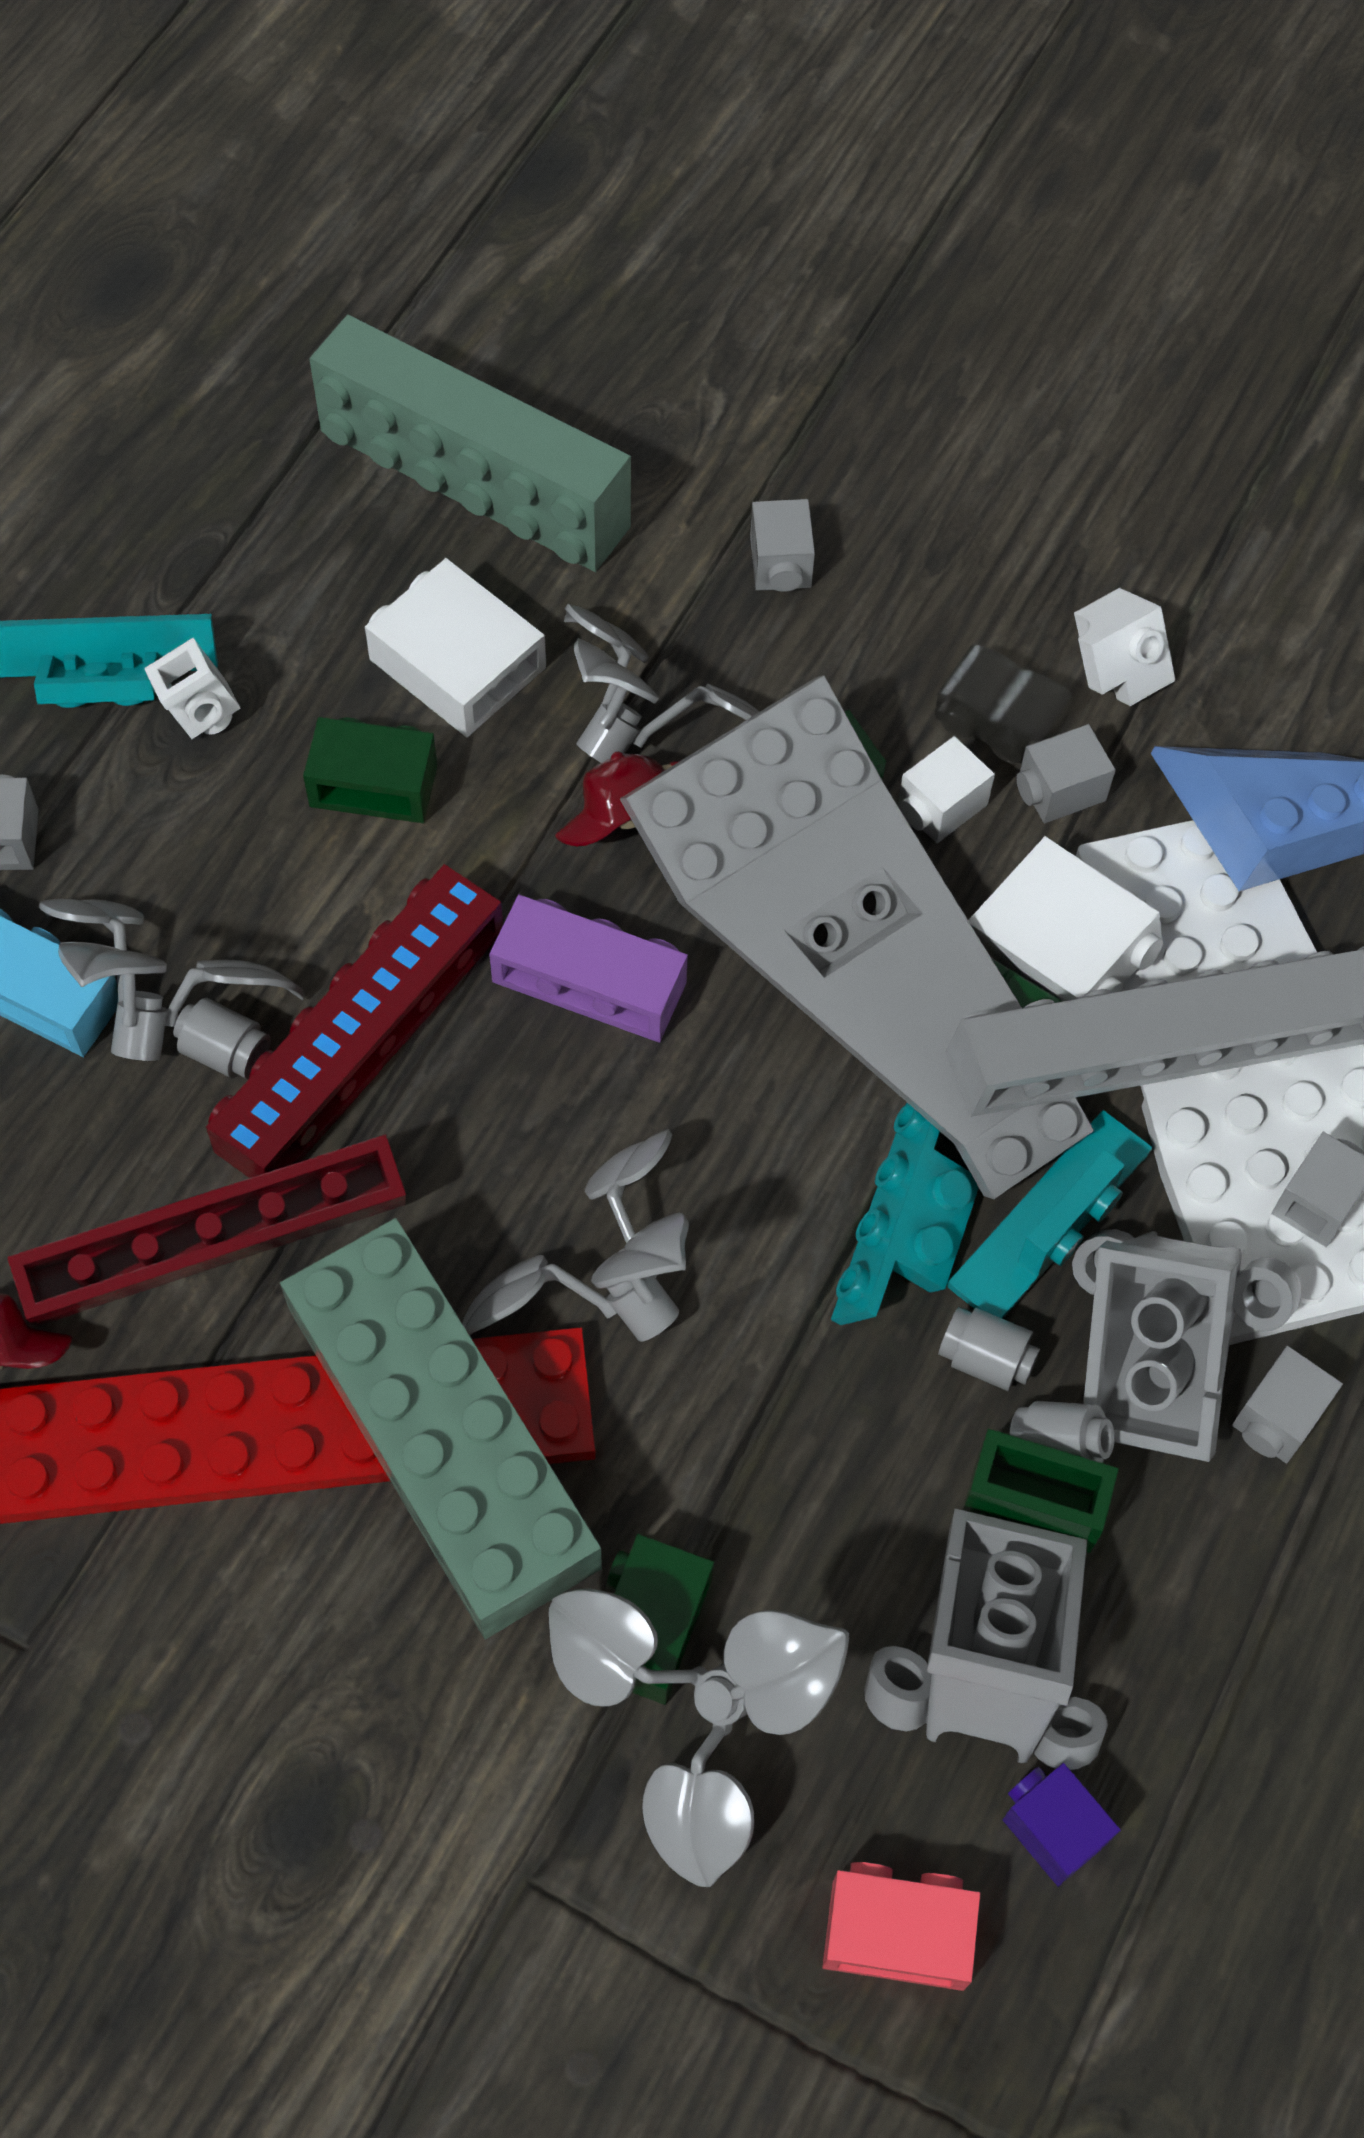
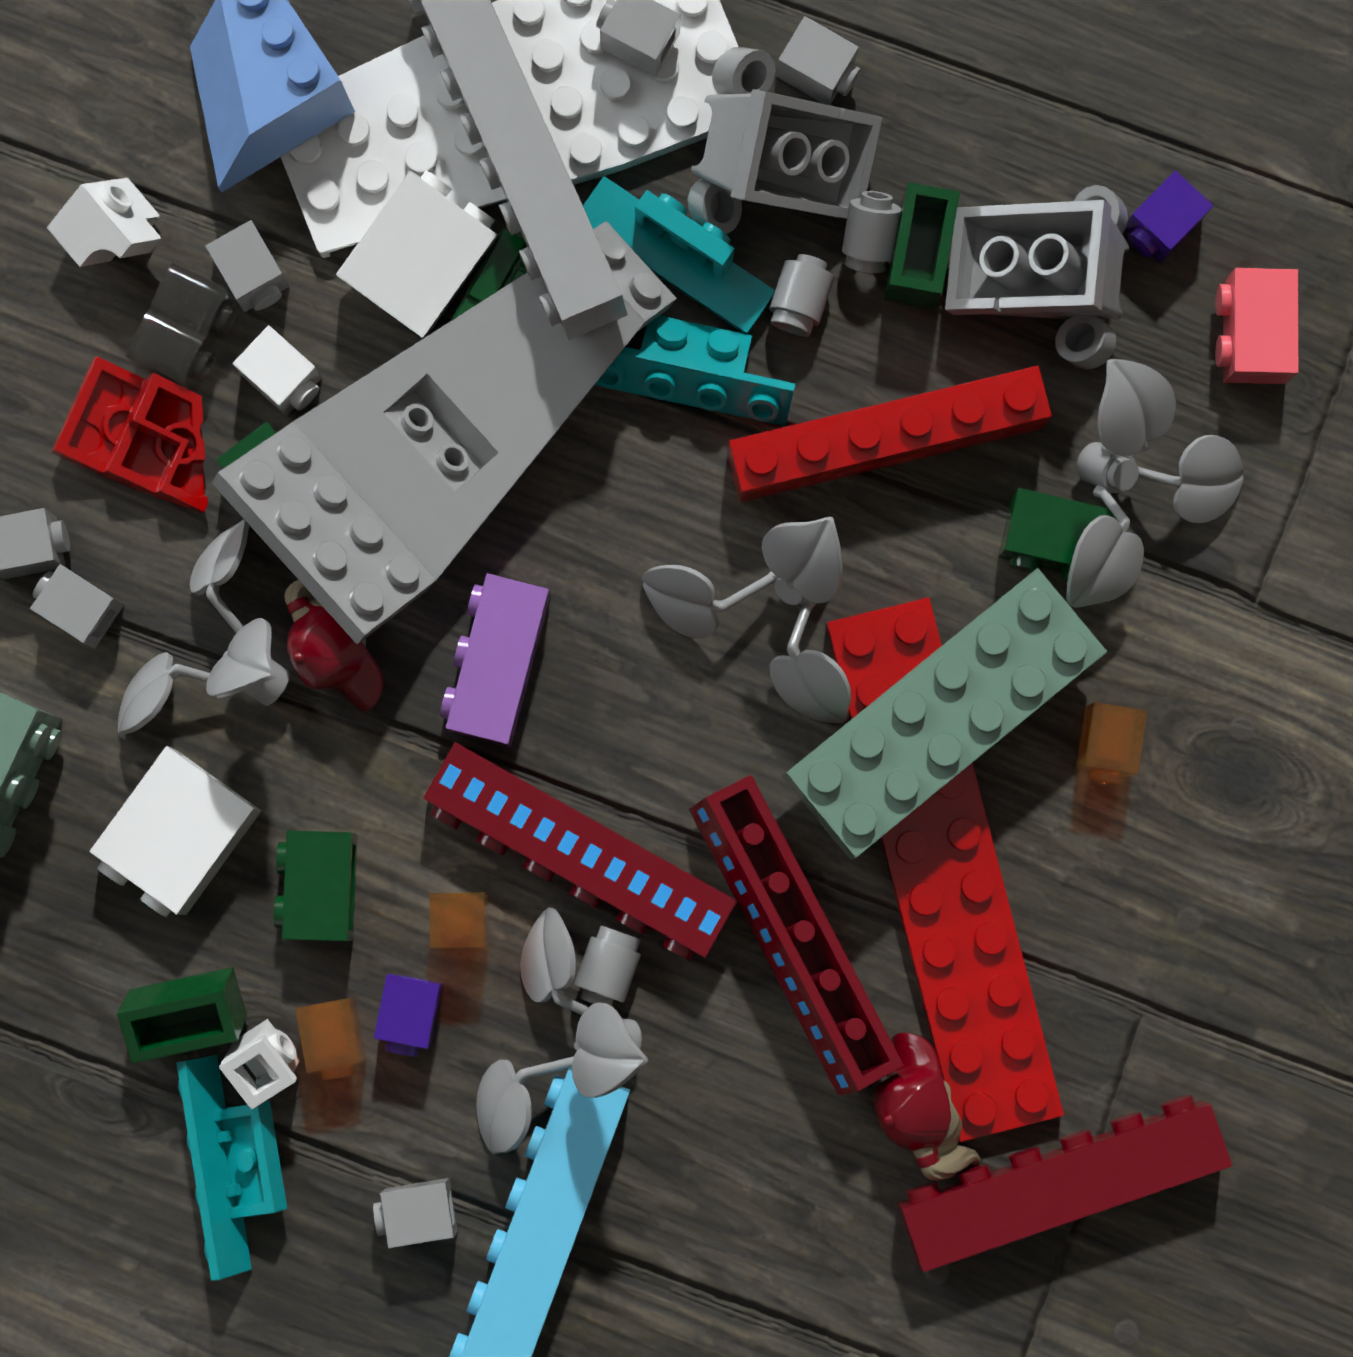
camera: 100 degrees left, 20 degrees up
(207, 763) = (331, 1038): none -> clear orange brick
(217, 838) = (408, 1013): none -> dark purple brick
(259, 626) = (182, 1015): none -> dark green piece
(304, 894) = (459, 920): none -> clear orange brick
(374, 1646) = (1111, 742): none -> clear orange brick
(708, 583) = (75, 605): none -> light grey brick
(804, 1427) = (888, 433): none -> red brick
(895, 654) = (138, 434): none -> red slope

